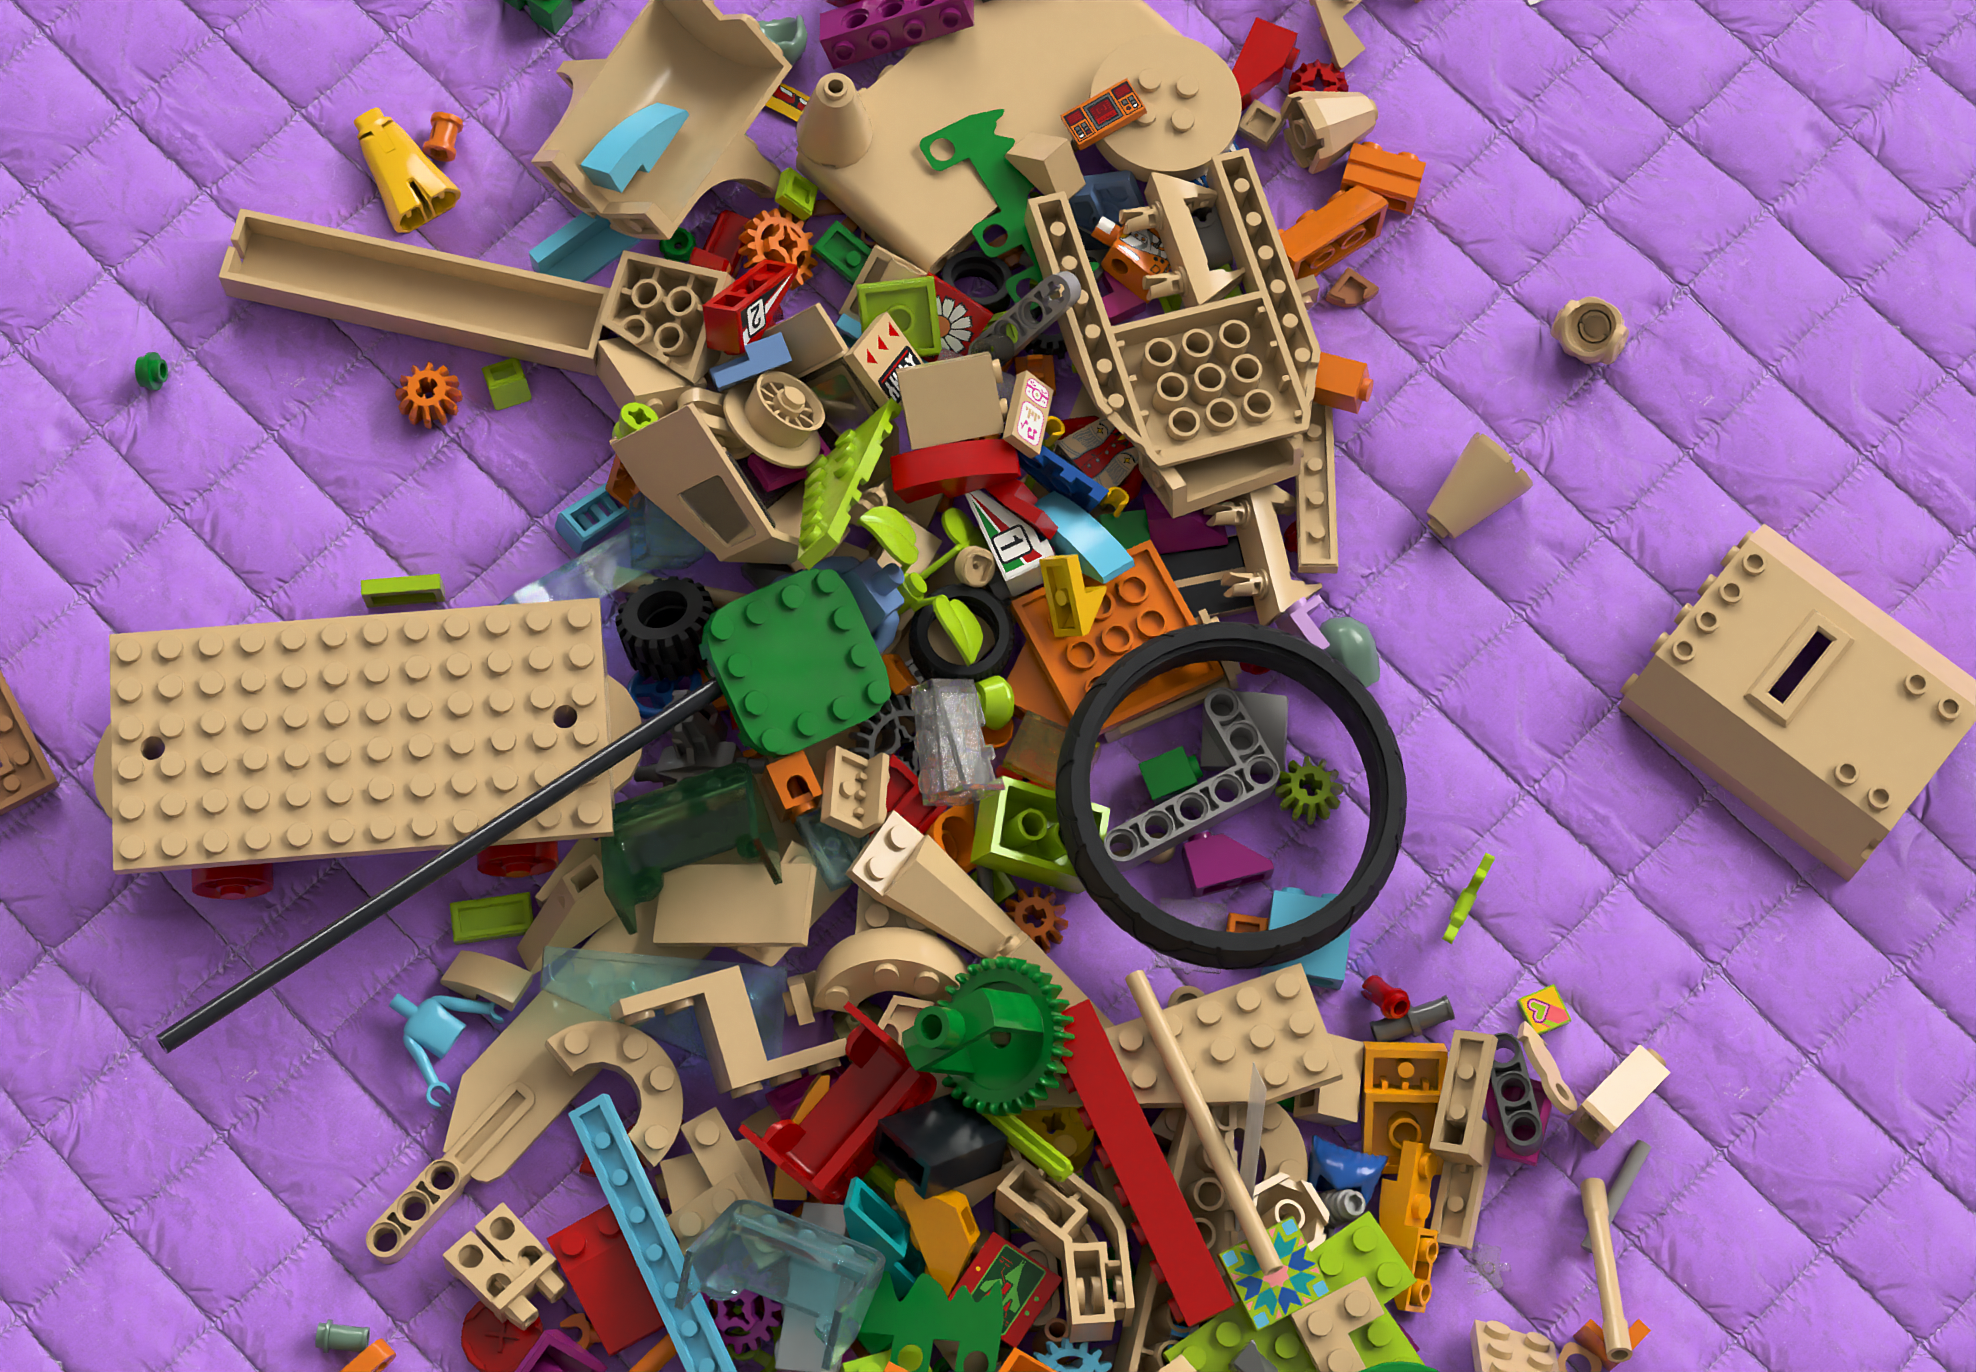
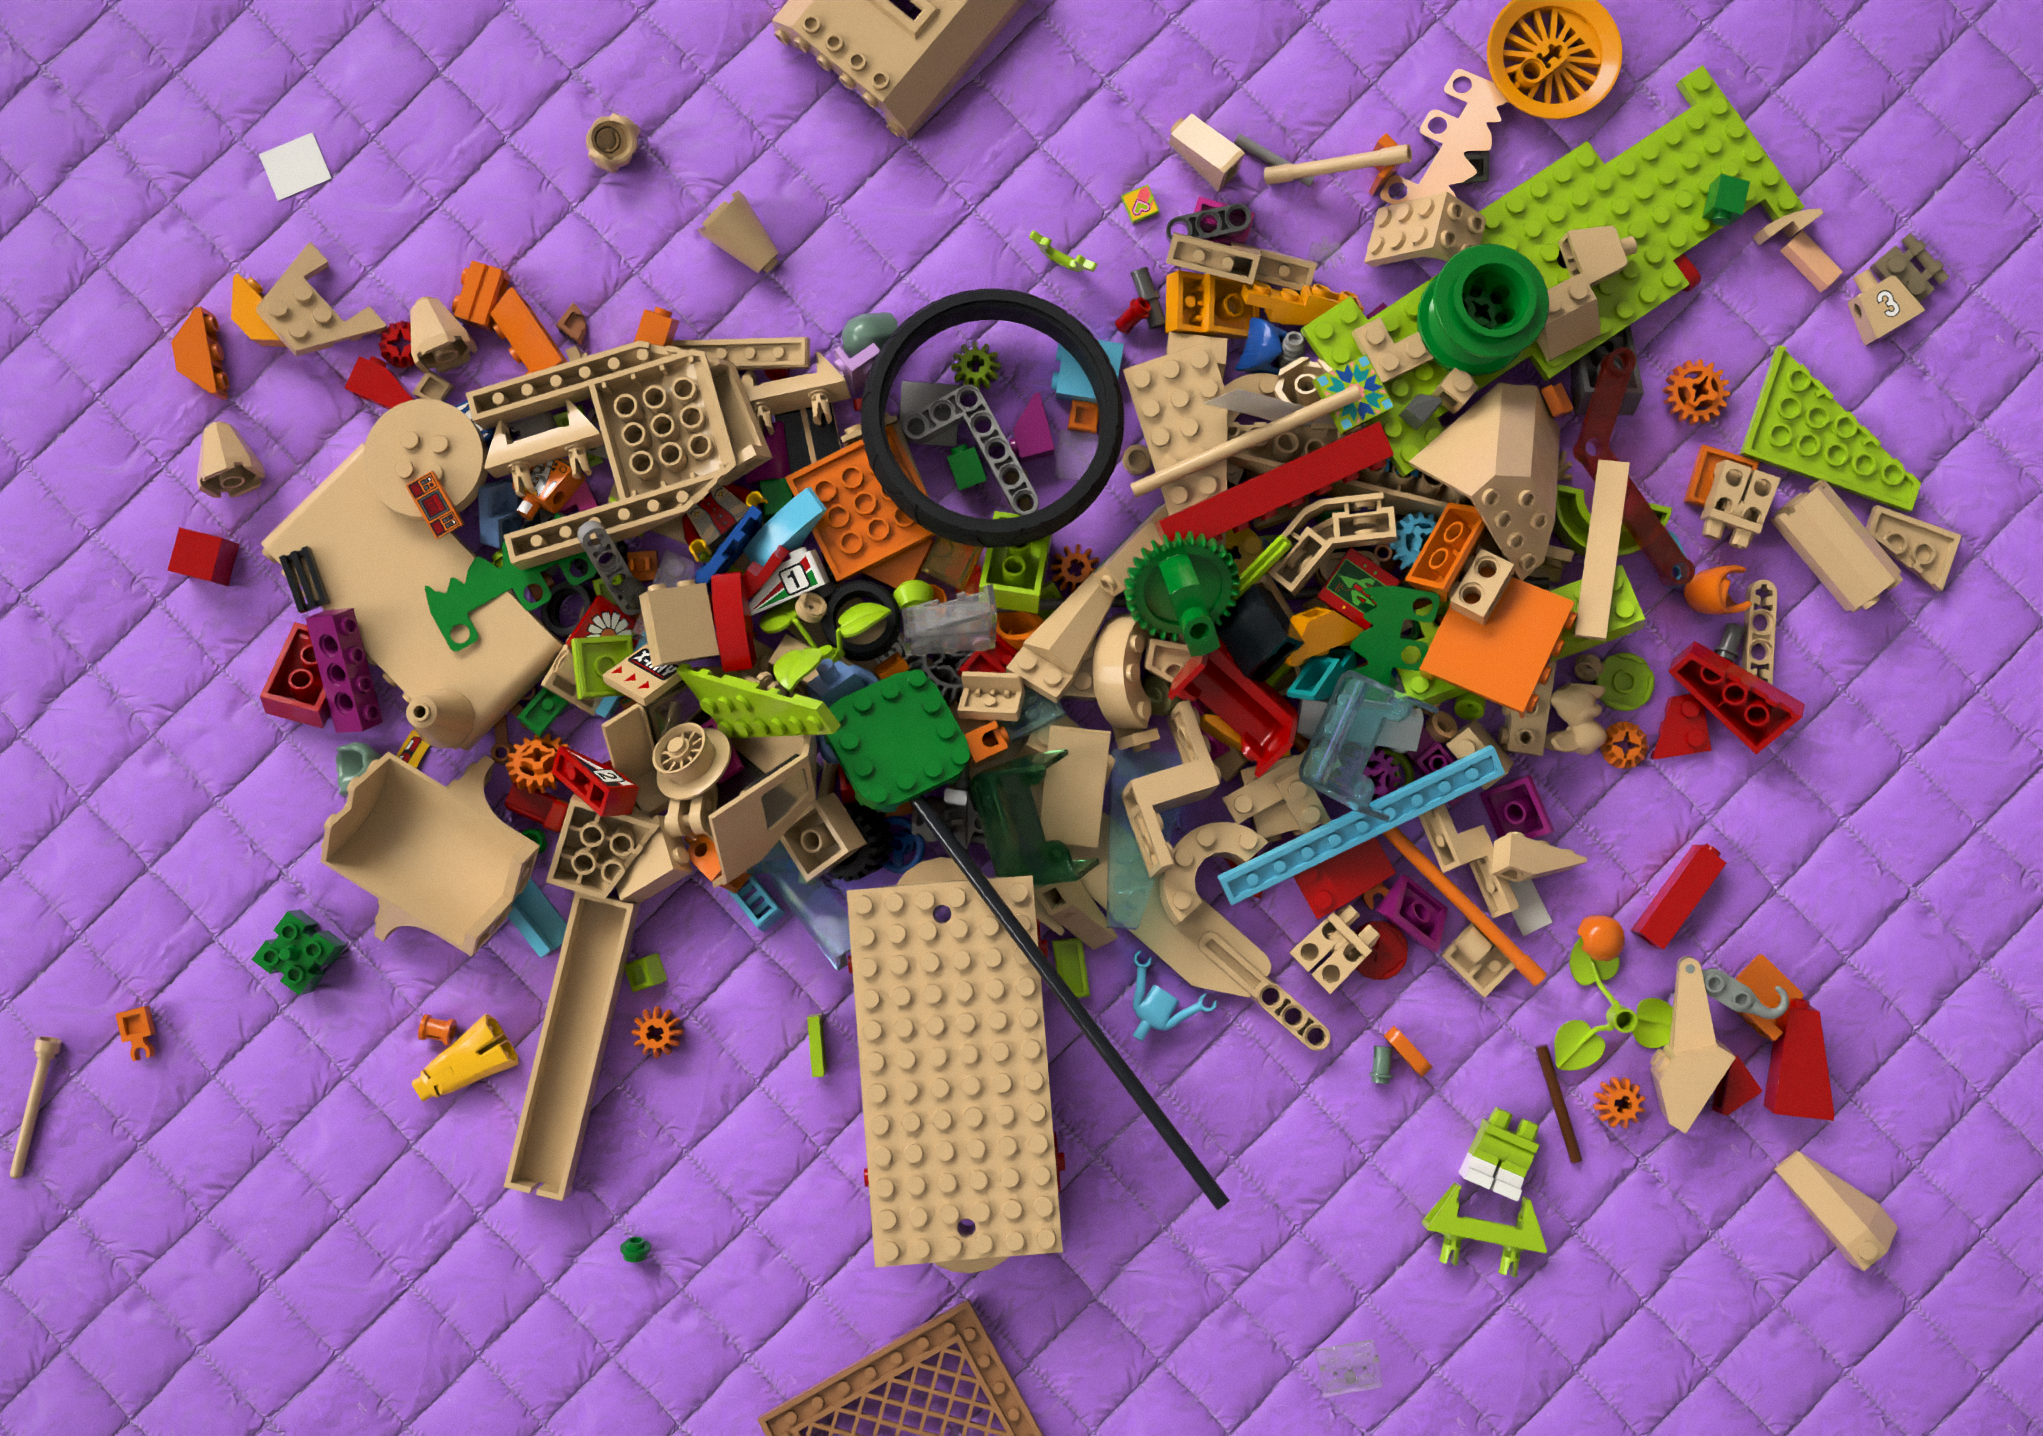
camera: 85 degrees left, 15 degrees up
(487, 976) = (1119, 970): tan slope -> none
(632, 418) = (698, 876): lime wheel -> none
(633, 146) = (455, 875): medium azure slope -> none
(672, 577) = (822, 837): none -> tan brick
(759, 358) = (647, 779): medium blue slope -> none
(796, 193) = (493, 749): lime tile -> none
(1028, 414) = (690, 565): tile -> none
(1047, 163) = (474, 551): tan slope -> none
(1069, 601) = (838, 534): yellow slope -> none
(1547, 1069) = (1187, 202): tan brick -> none

